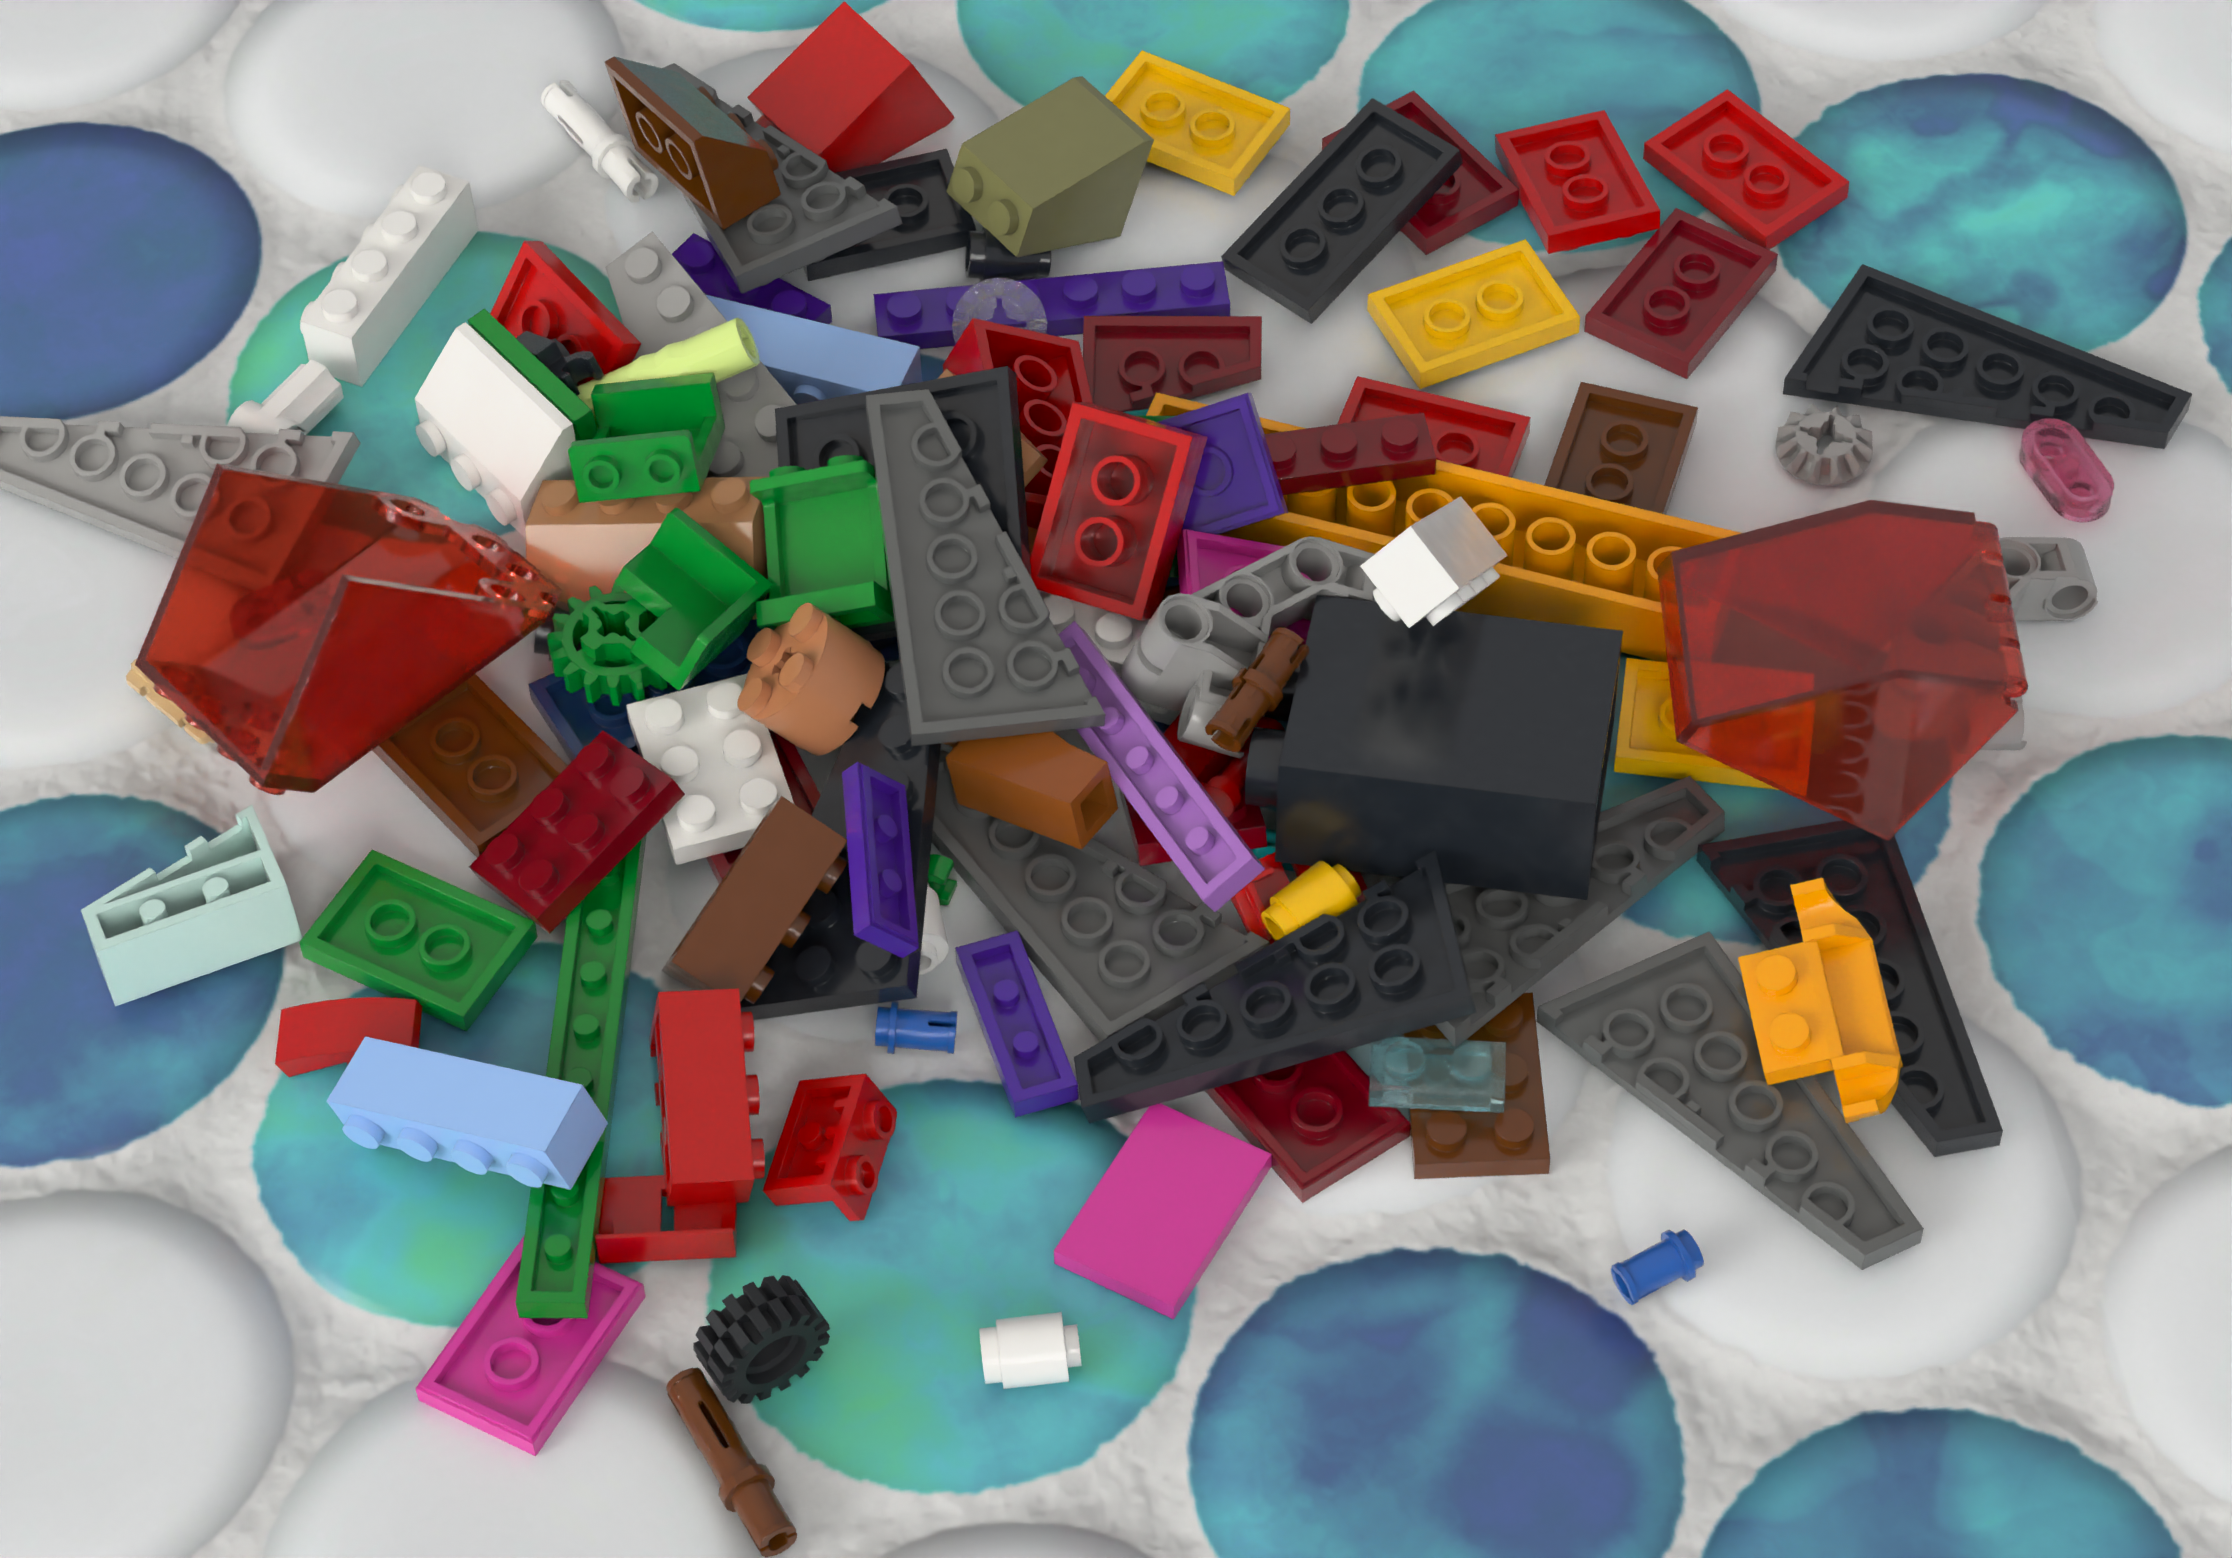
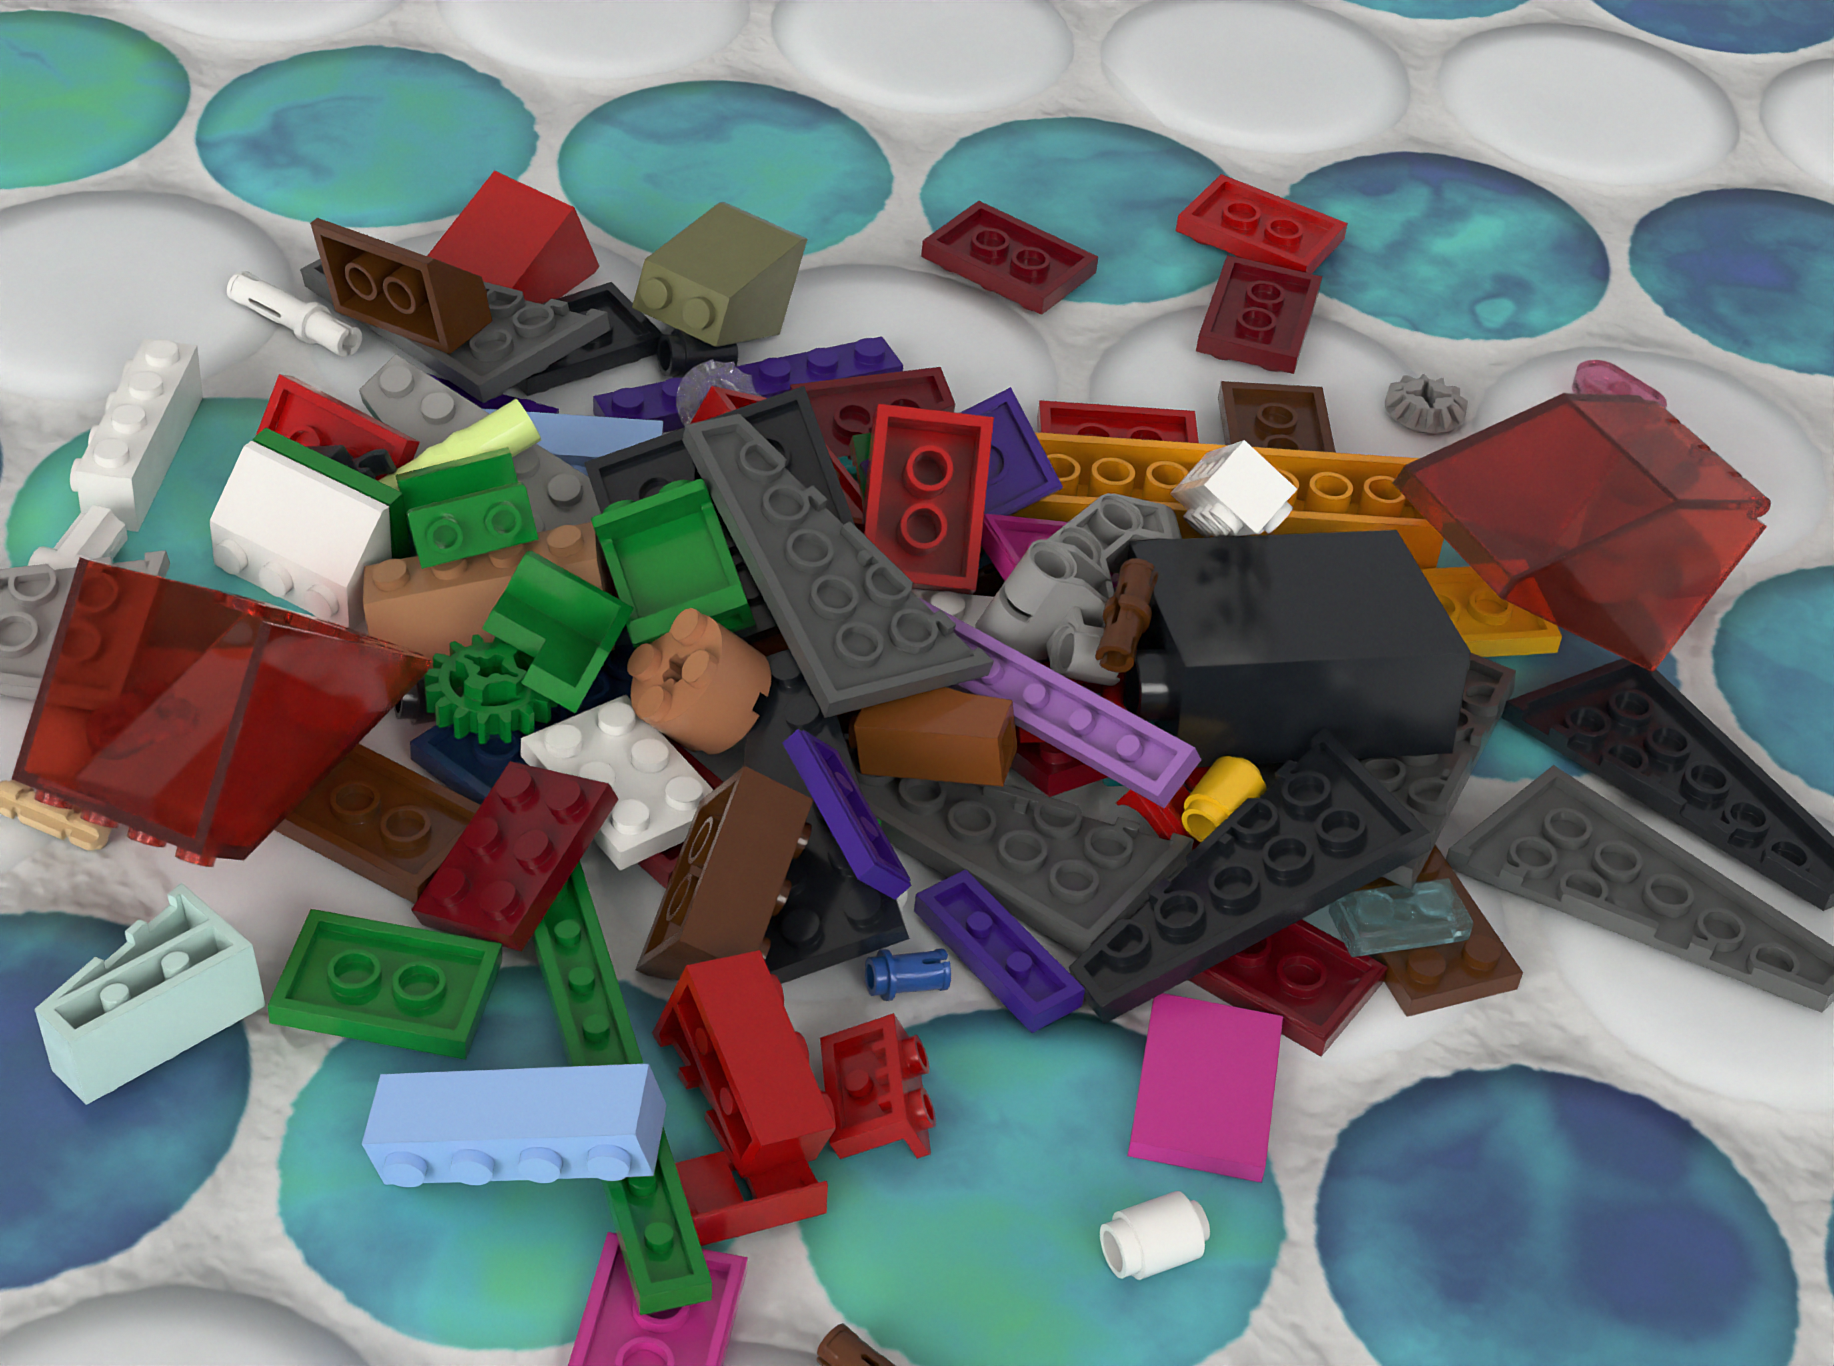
camera: 25 degrees left, 10 degrees down
(332, 1030) = (337, 1082): red slope -> none
(761, 1339) = (903, 1278): black tyre -> none
(1198, 121) = (838, 247): yellow plate -> none
(1342, 210) = (968, 285): black plate -> none
(1352, 453) = (1098, 439): dark red plate -> none
(1473, 313) = (1104, 348): yellow plate -> none
(1577, 182) = (1142, 247): red plate -> none
(1658, 1266) = (1670, 1033): blue pin -> none
(1825, 1006) = (1688, 803): light orange plate -> none
(1941, 358) = (1477, 333): black wing -> none

